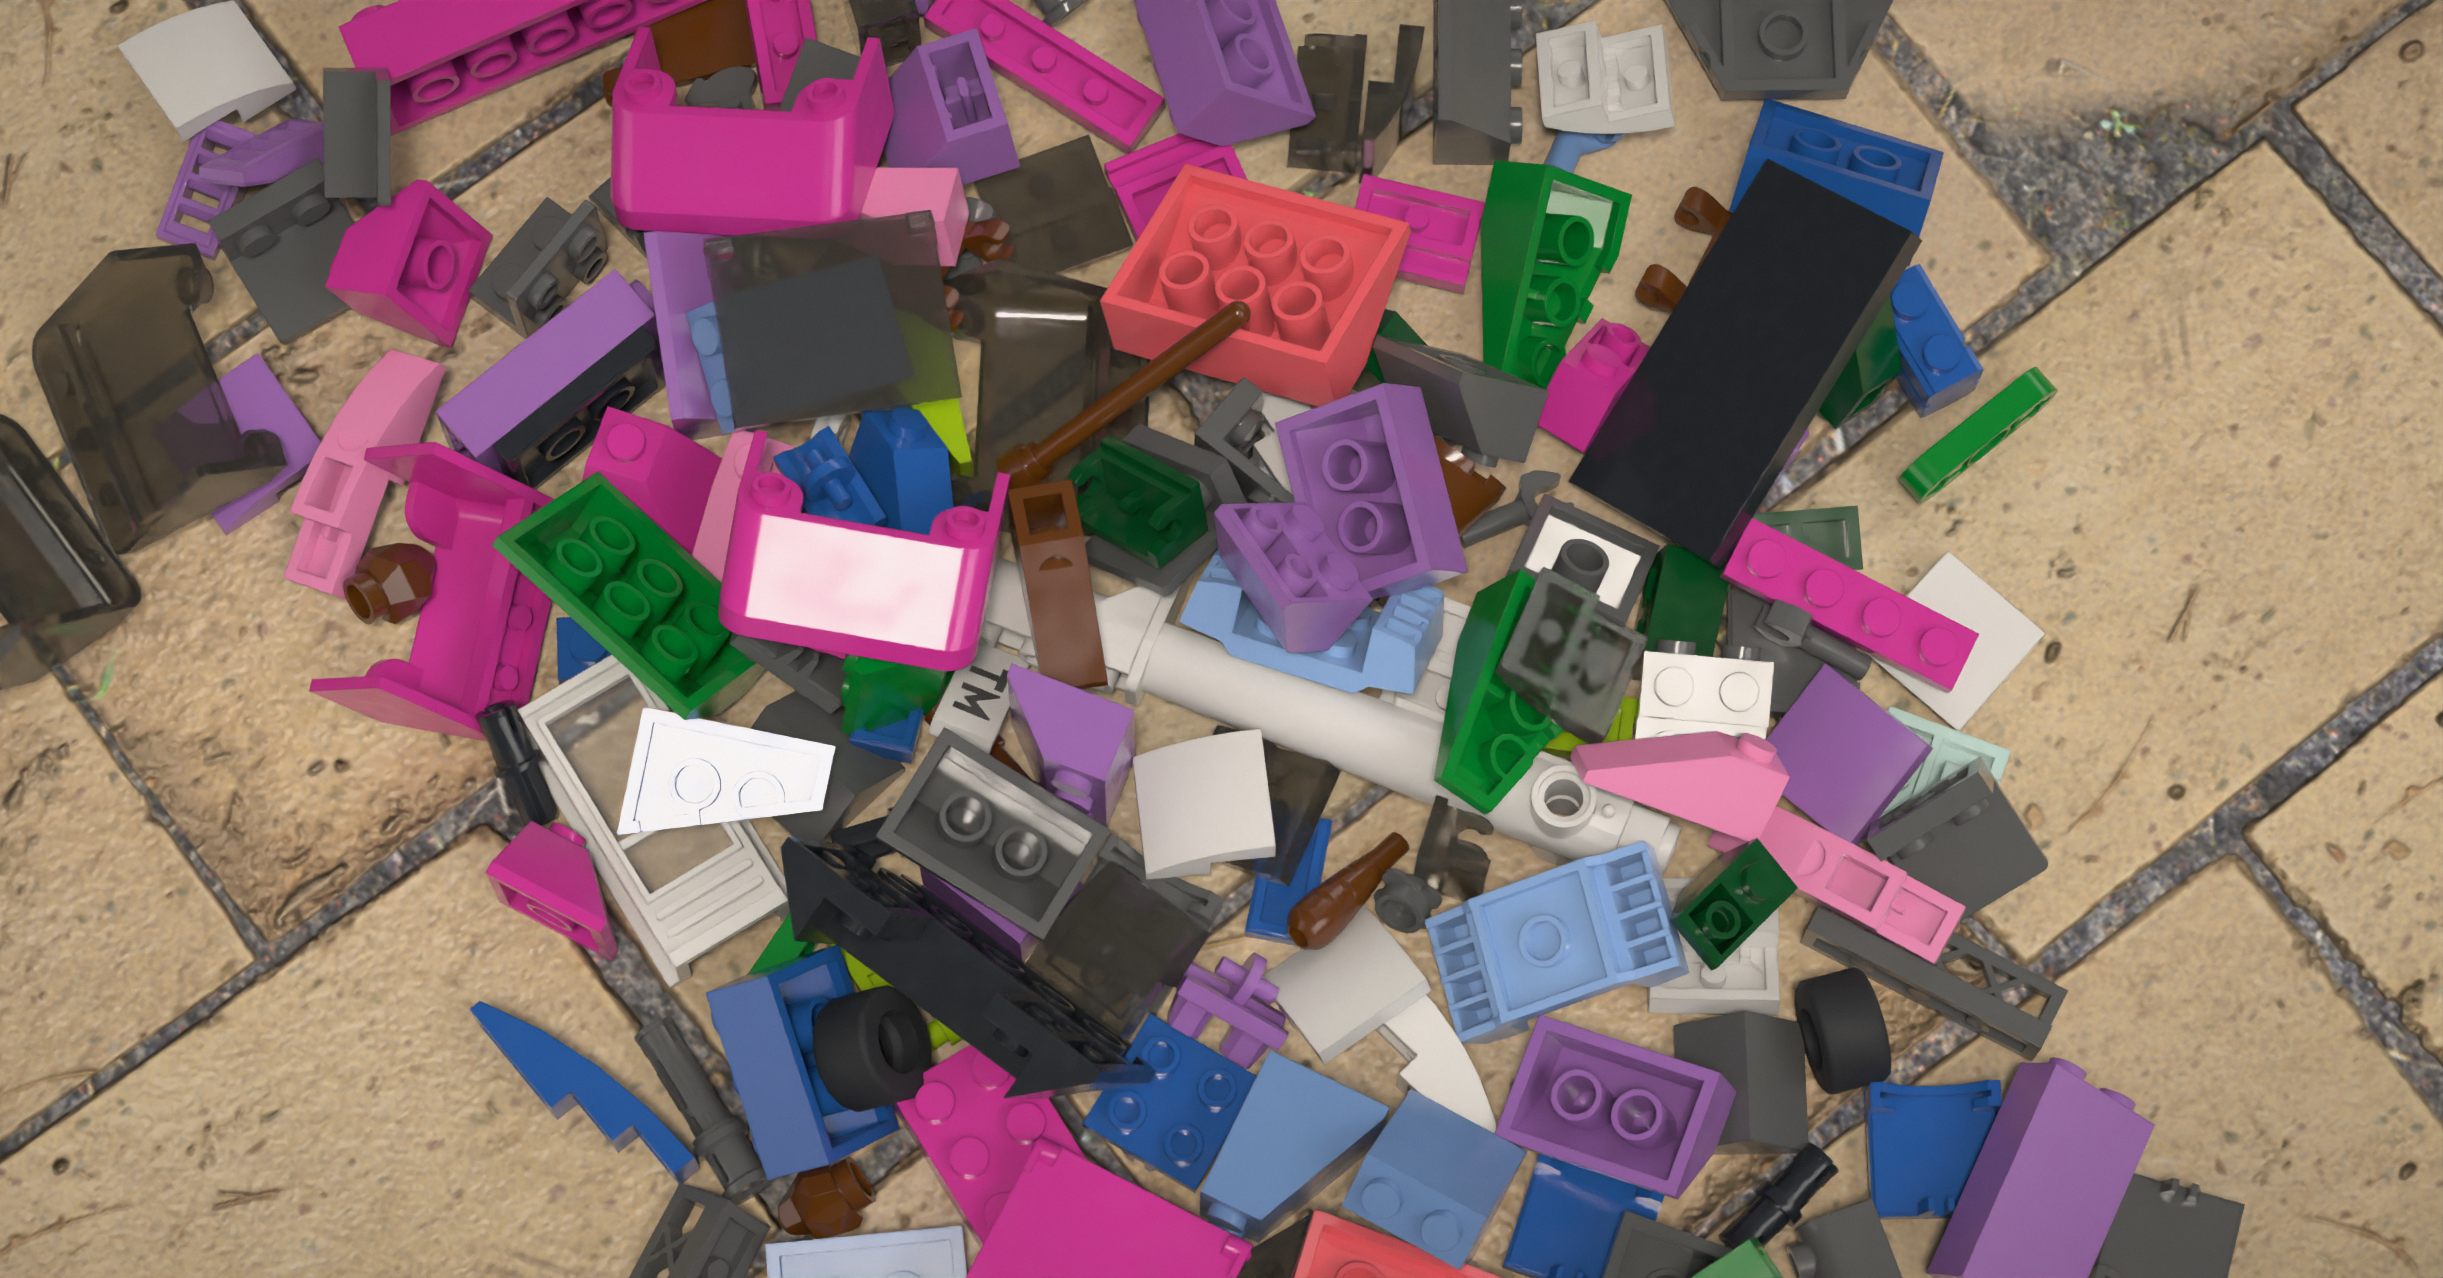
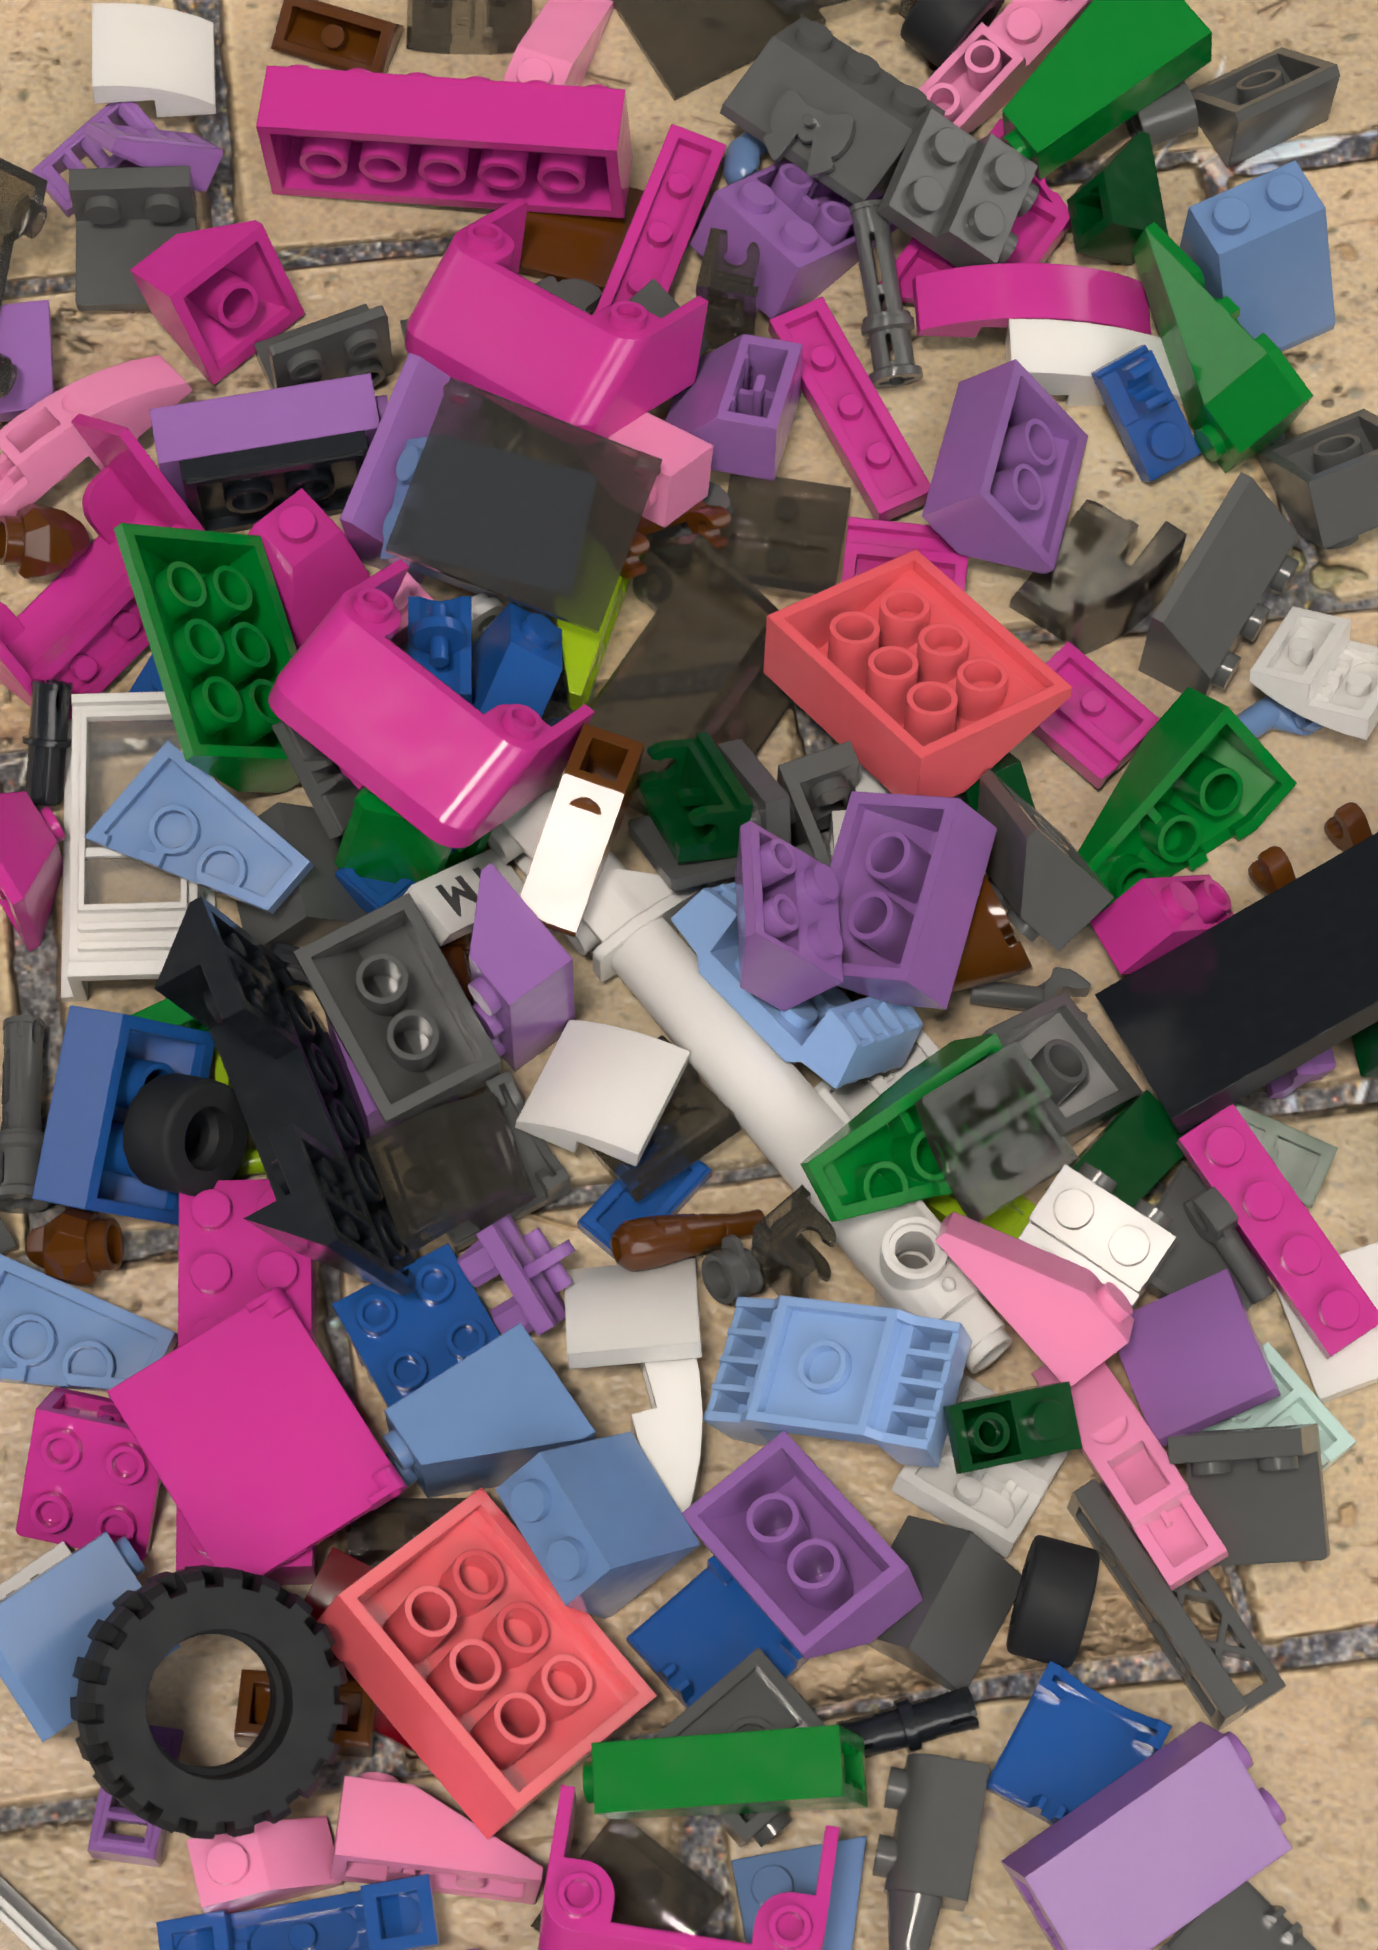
camera: 30 degrees right, 5 degrees down
(357, 133) = (228, 156): dark grey panel -> none
(1034, 462) = (642, 725): reddish brown piece -> none

